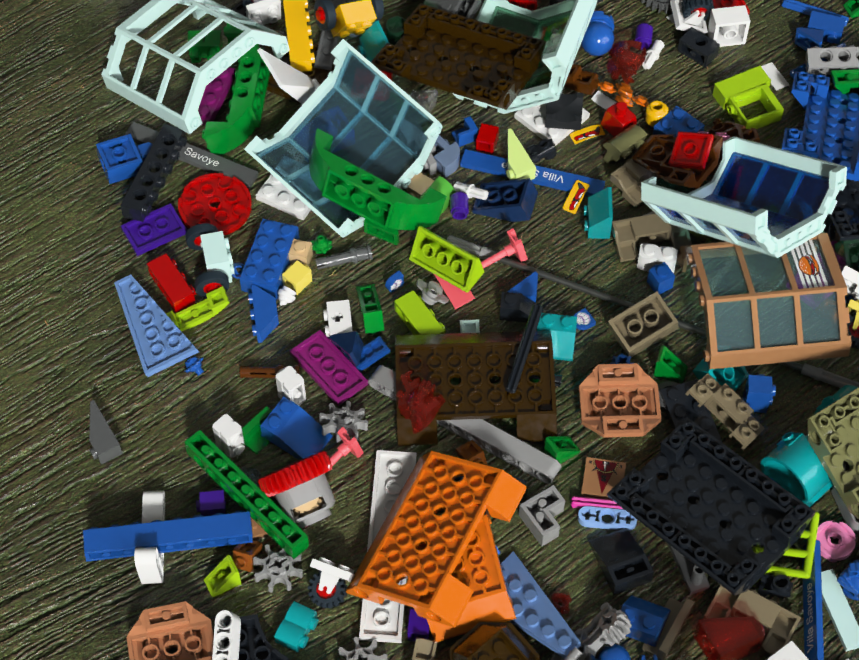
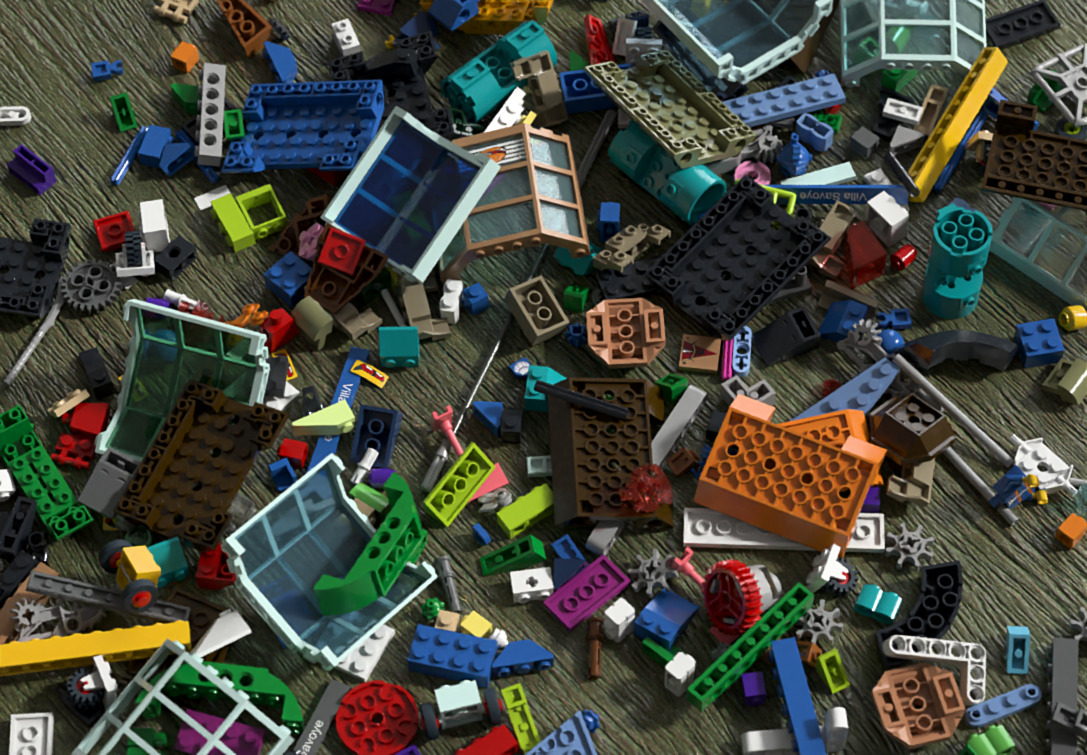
camera: 90 degrees left, 0 degrees up
(655, 112) = (268, 296): yellow head -> none

